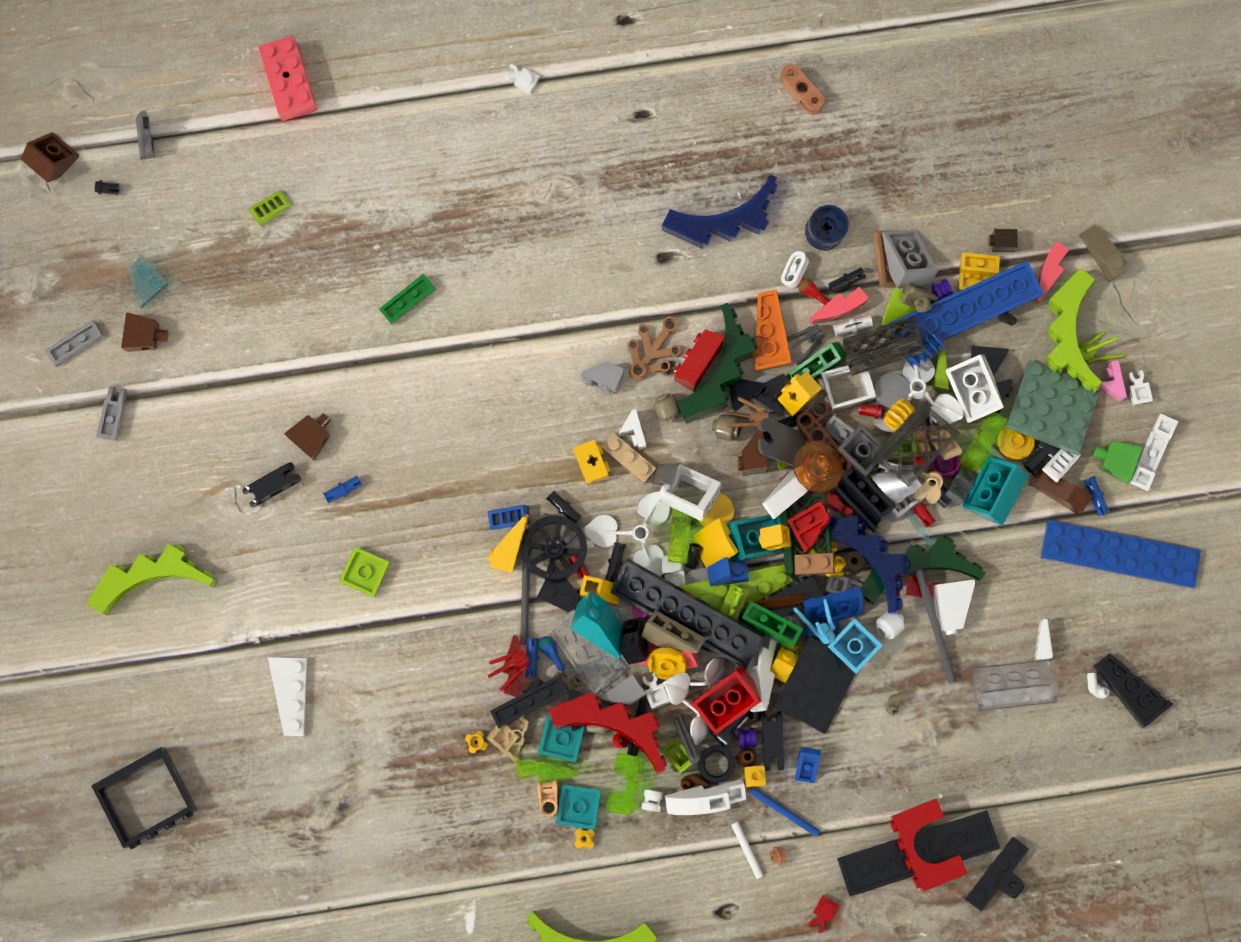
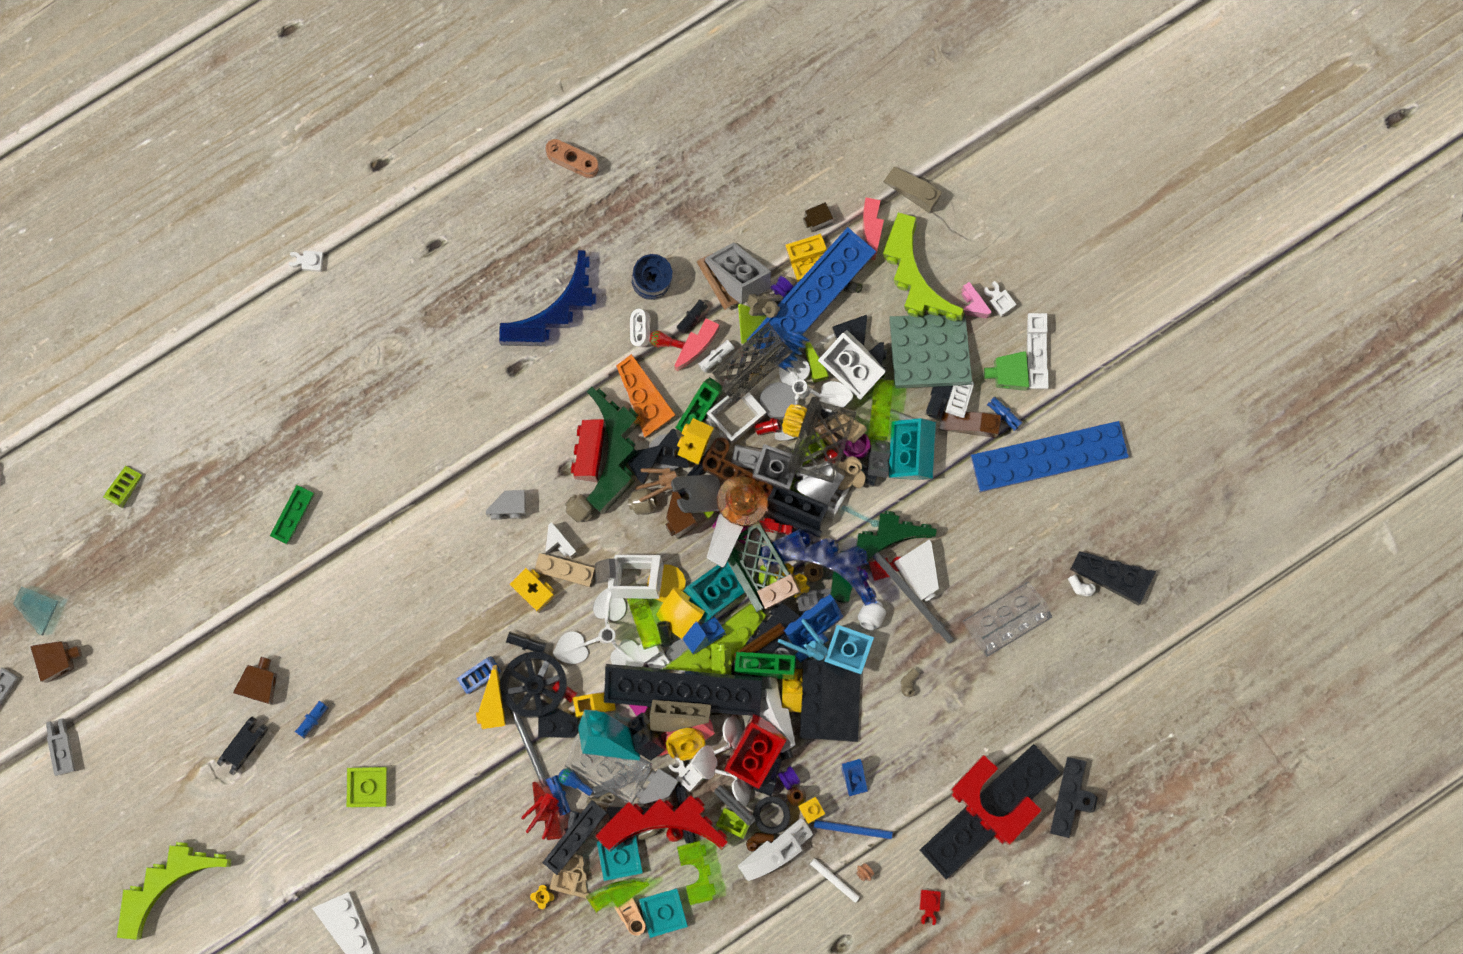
camera: 30 degrees left, 0 degrees up
(287, 78) = (97, 370): coral brick -> none
(589, 837) = (682, 934): yellow plate -> none
(615, 562) = (596, 671): black pin -> none
(652, 351) = (542, 461): medium nougat plant -> none
(652, 796) = (727, 871): white wheel -> none
(772, 741) = (813, 770): black piece -> none
(775, 537) = (732, 583): yellow brick -> none
(809, 525) = (758, 557): red wing -> none
(812, 334) = (682, 380): dark grey plant -> none
(924, 514) = (857, 500): red pin -> none
(1014, 445) = (910, 400): yellow tile -> none
(1043, 644) = (1017, 569): white slope -> none
(1089, 351) = (939, 284): lime plant -> none

